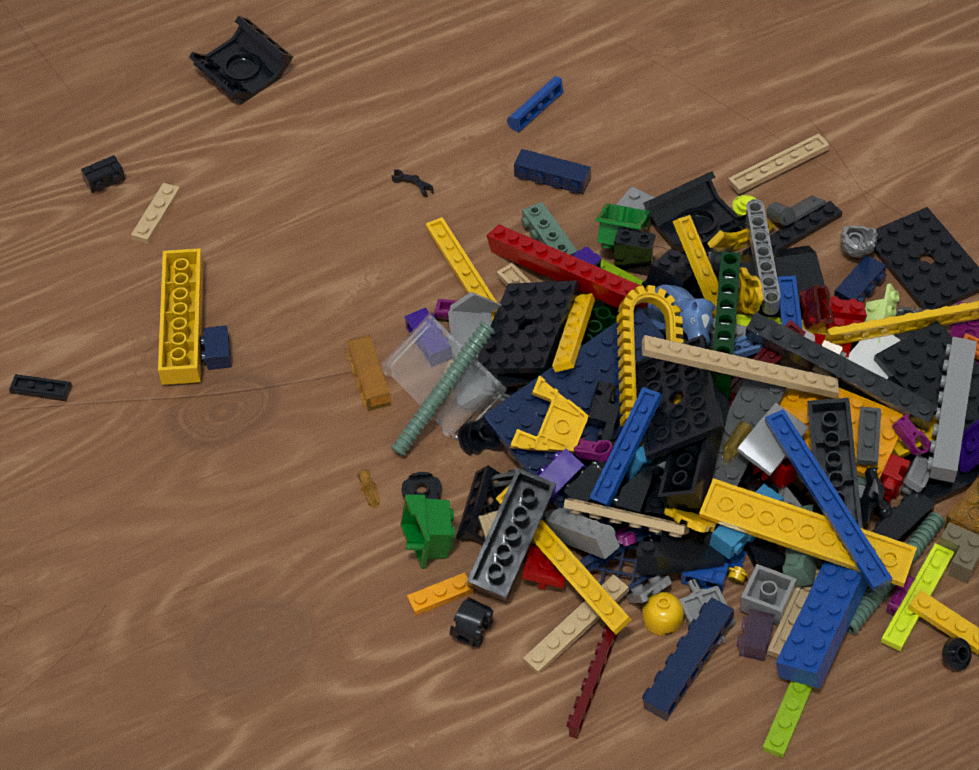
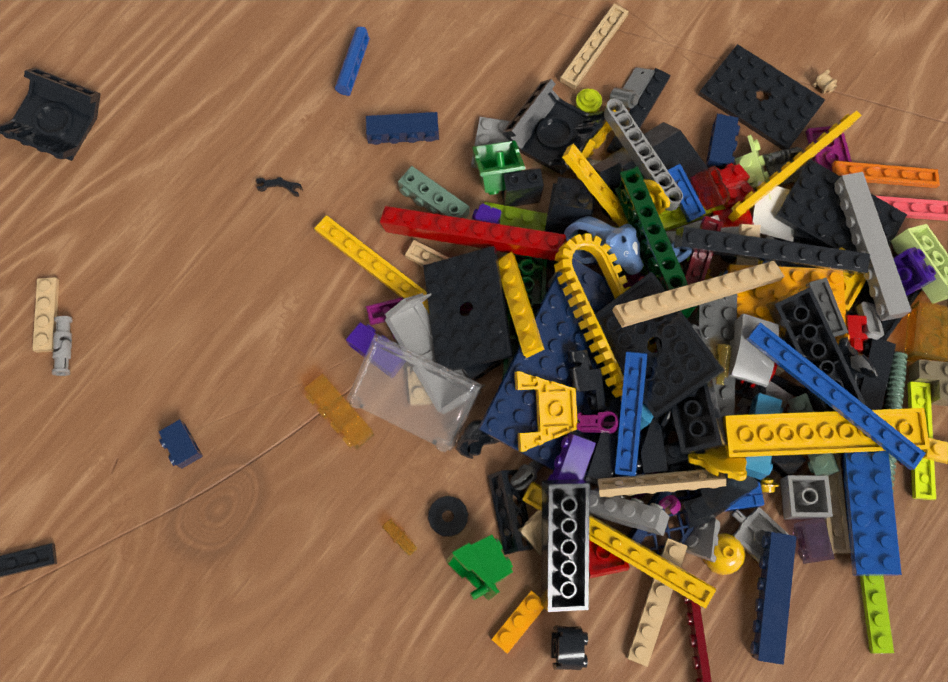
camera: 30 degrees left, 20 degrees up
(157, 239) = (62, 346): none -> light grey piece
(181, 317) = (128, 426): yellow brick -> none
(442, 388) = (425, 412): sand green piece -> none
(858, 240) = (704, 101): light grey hair -> none
(908, 434) = (854, 289): magenta piece -> none

